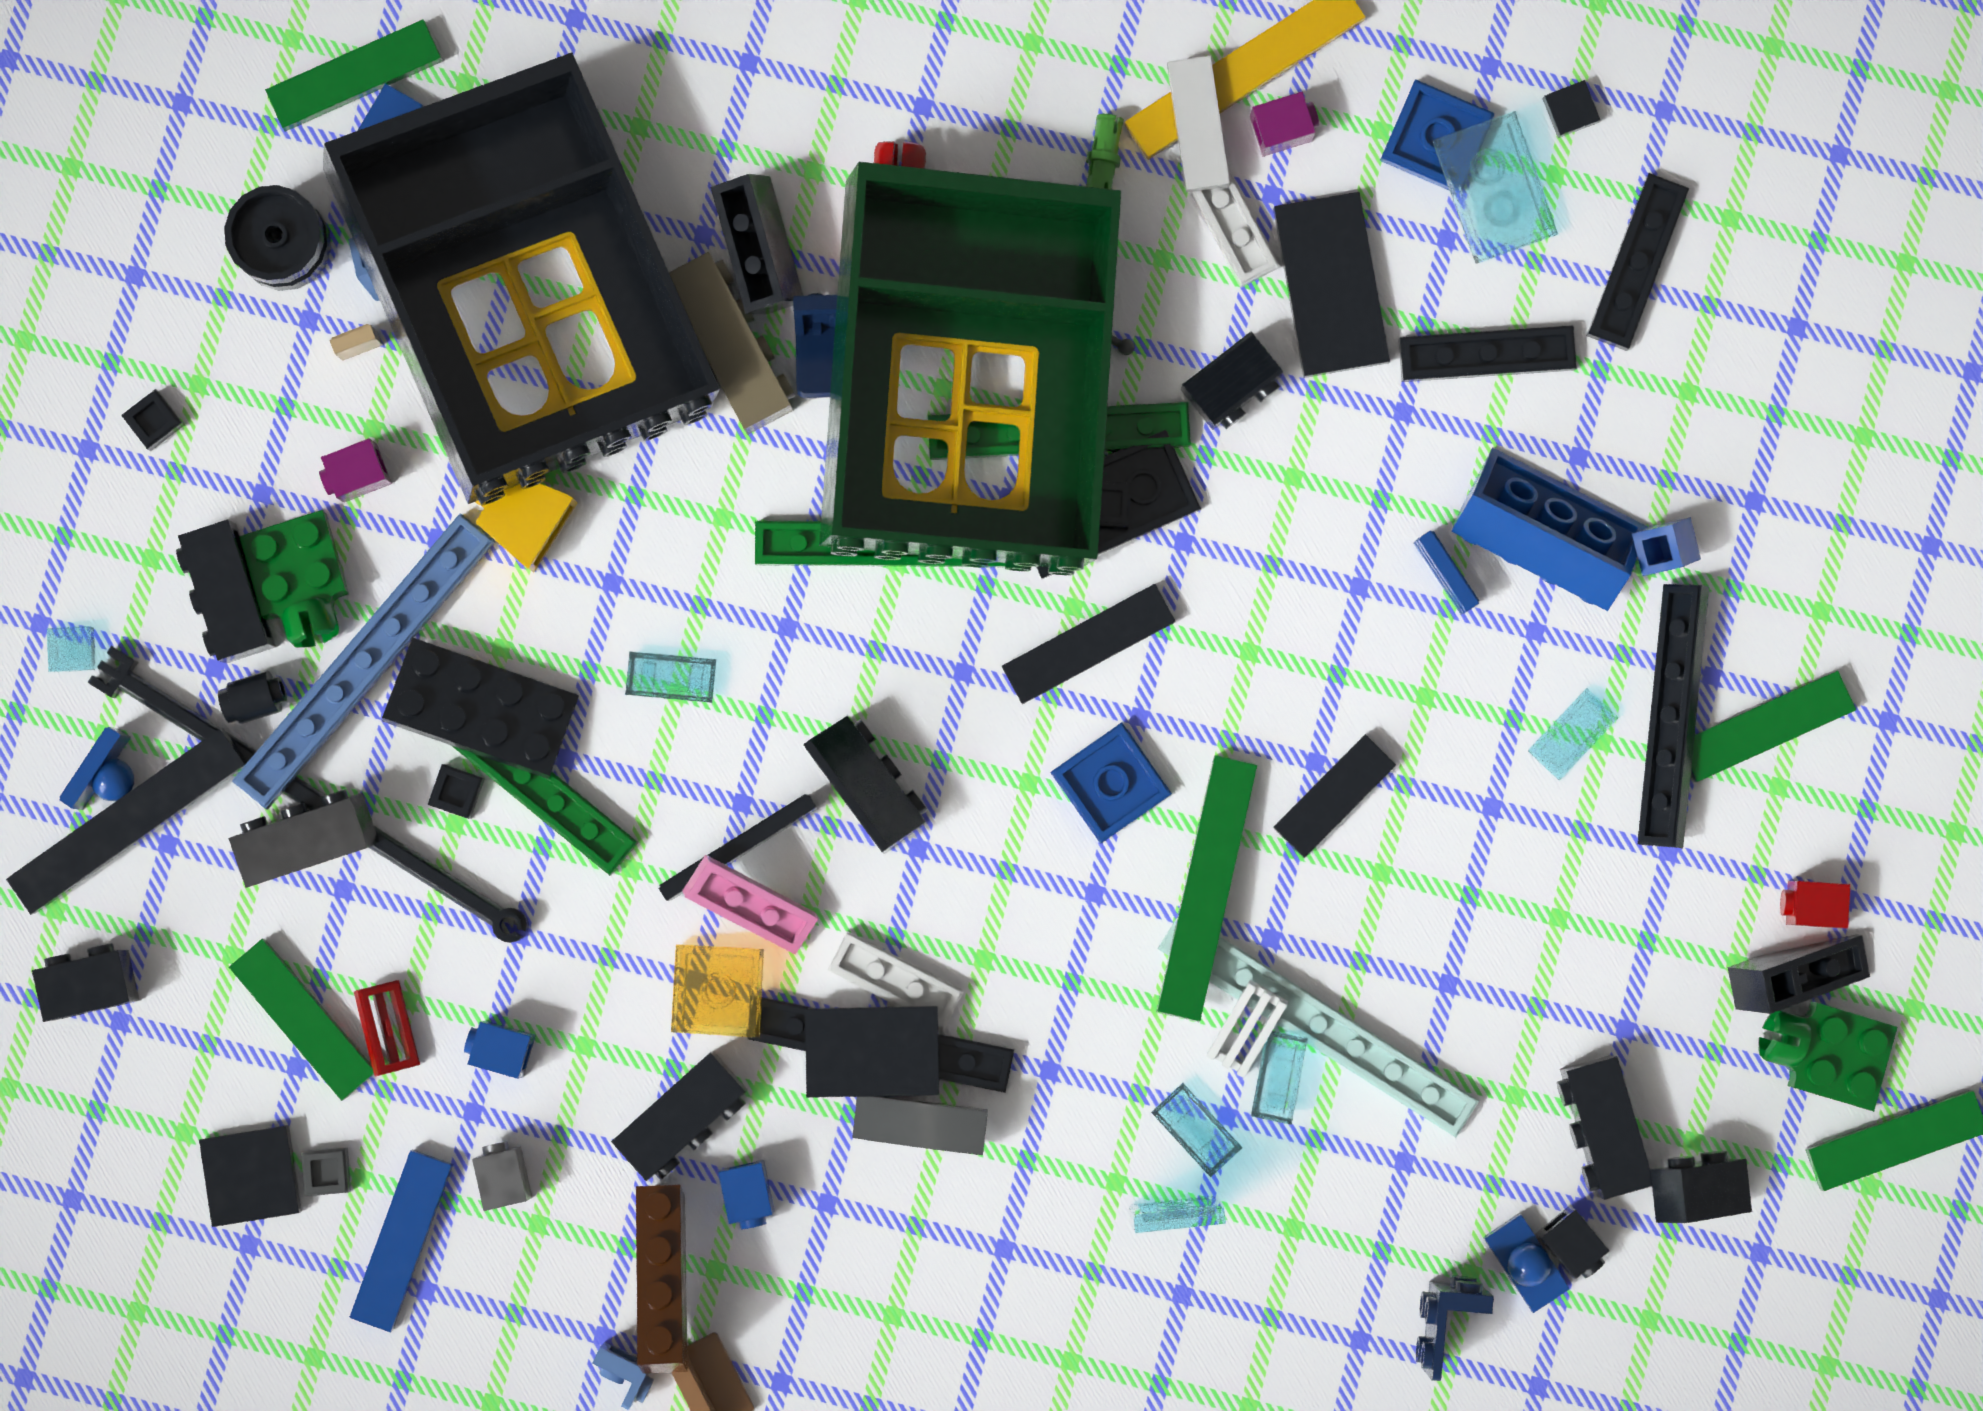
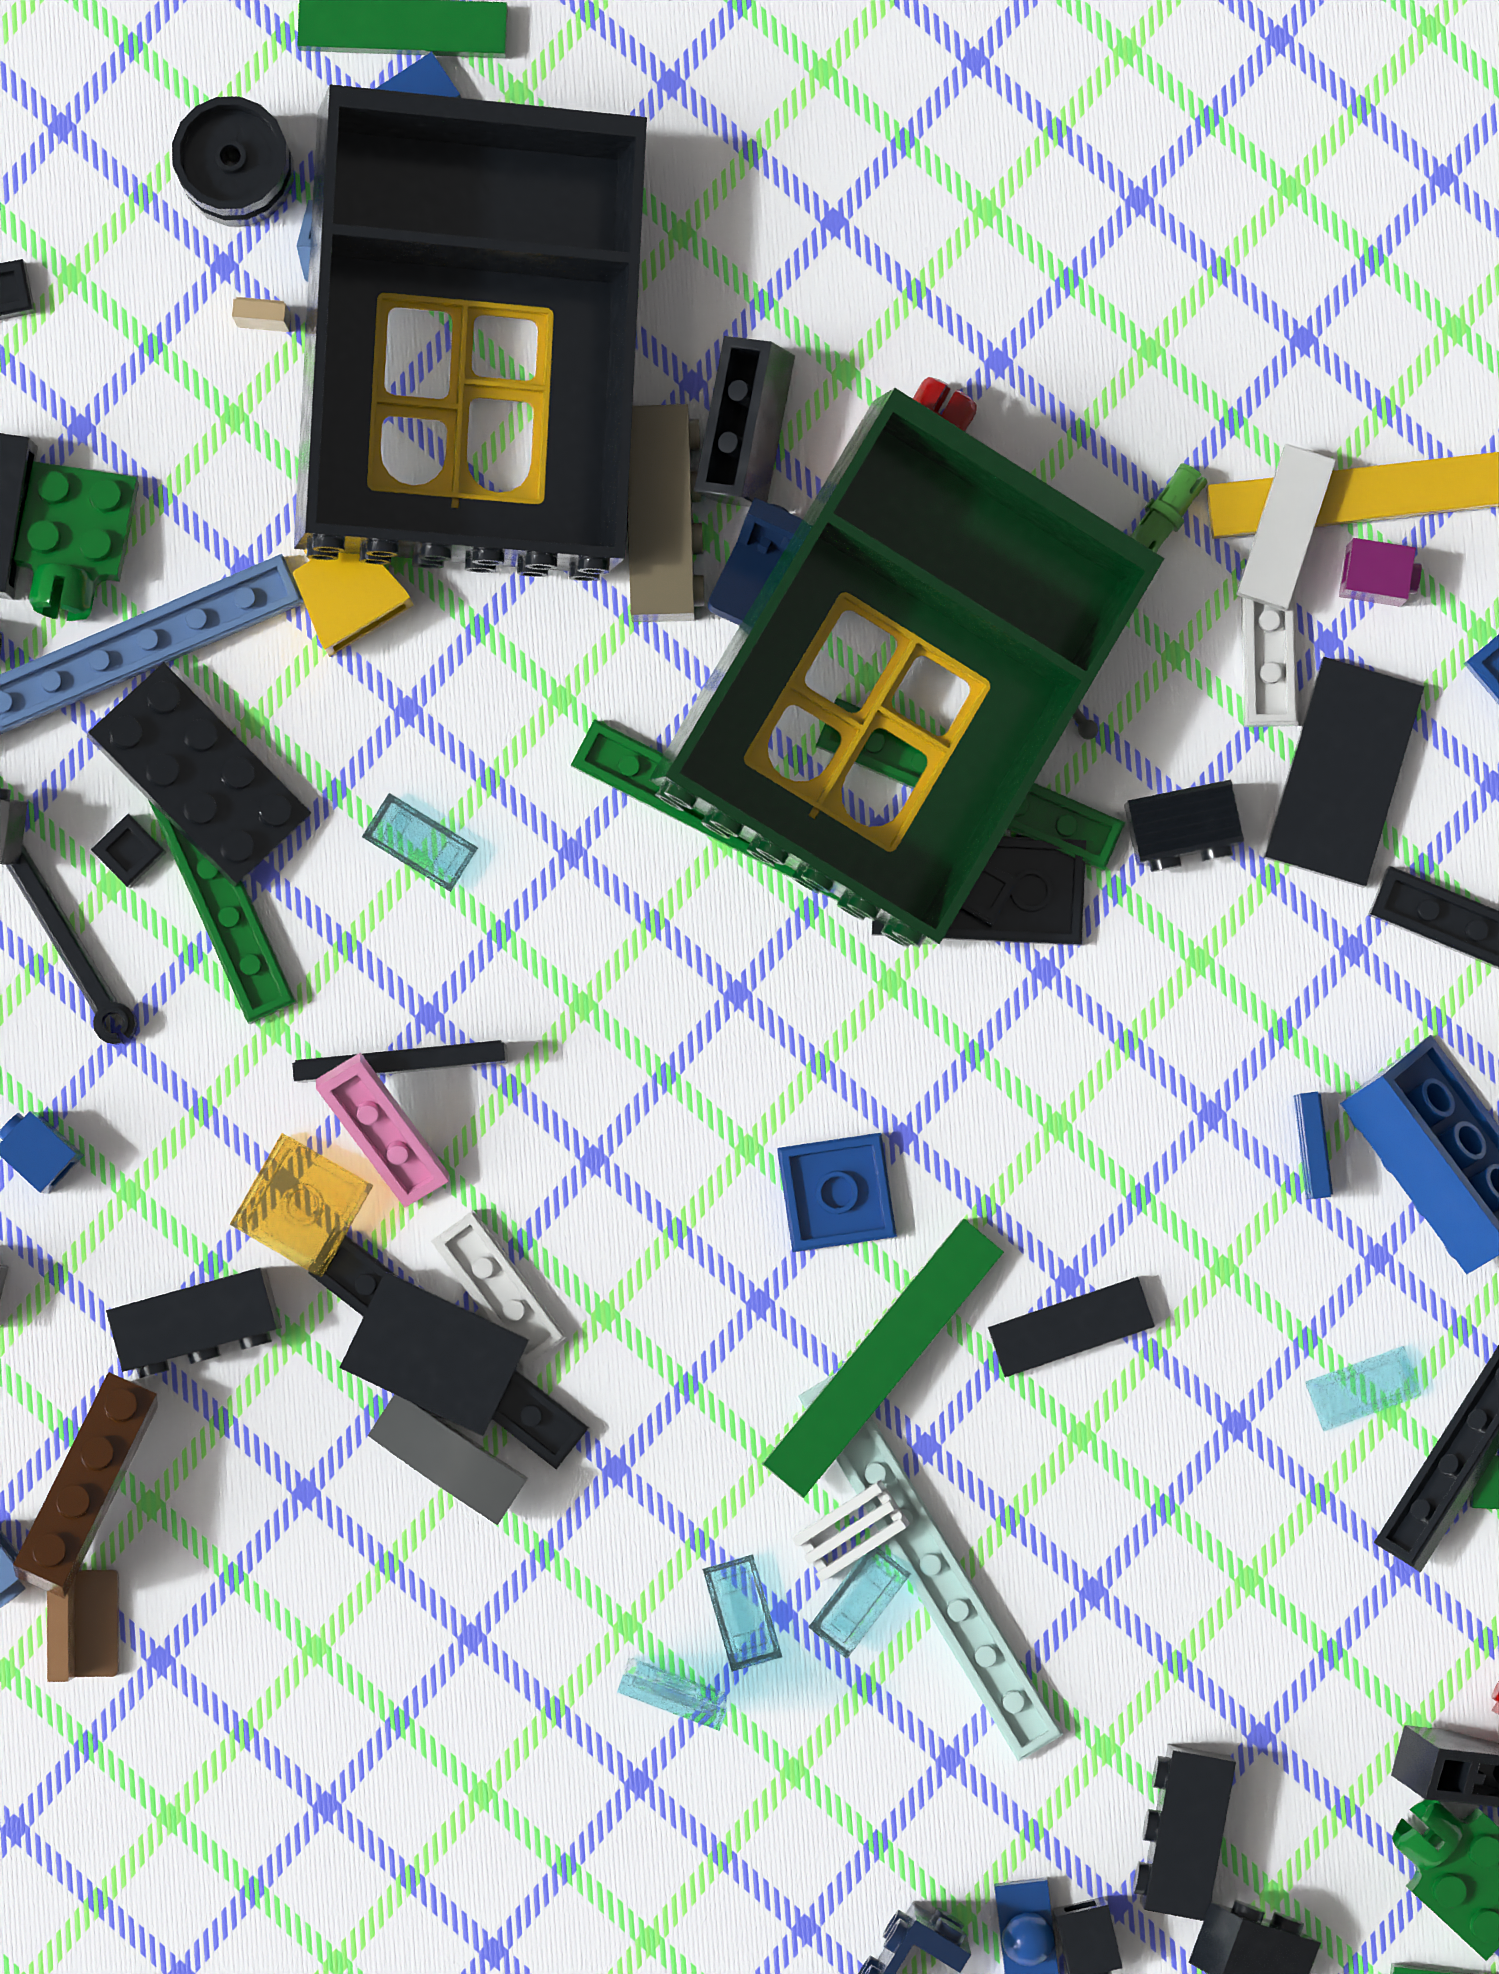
camera: 25 degrees right, 0 degrees up
(354, 471) = (191, 452): magenta brick -> none
(747, 1194) = (224, 1439): blue brick -> none
(867, 783) = (572, 1061): black slope -> none
(1088, 644) = (887, 1030): black tile -> none

